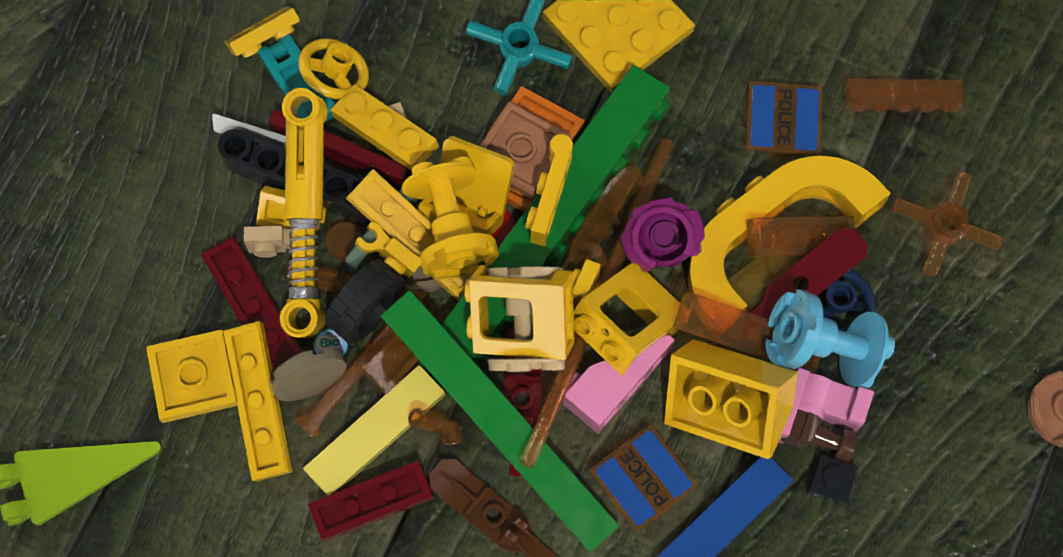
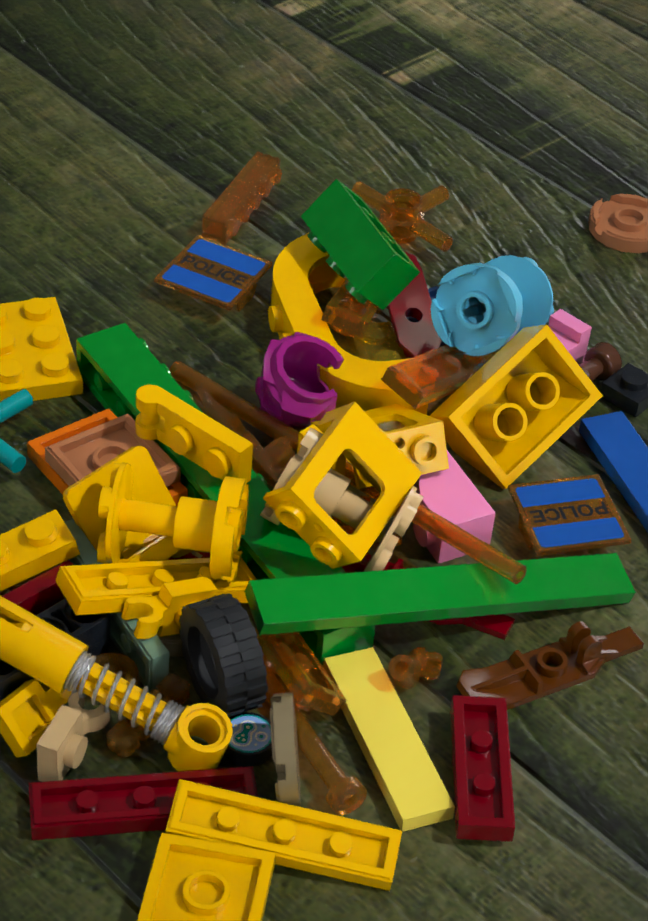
camera: 70 degrees left, 30 degrees down
(835, 210) = (358, 246): none -> green brick

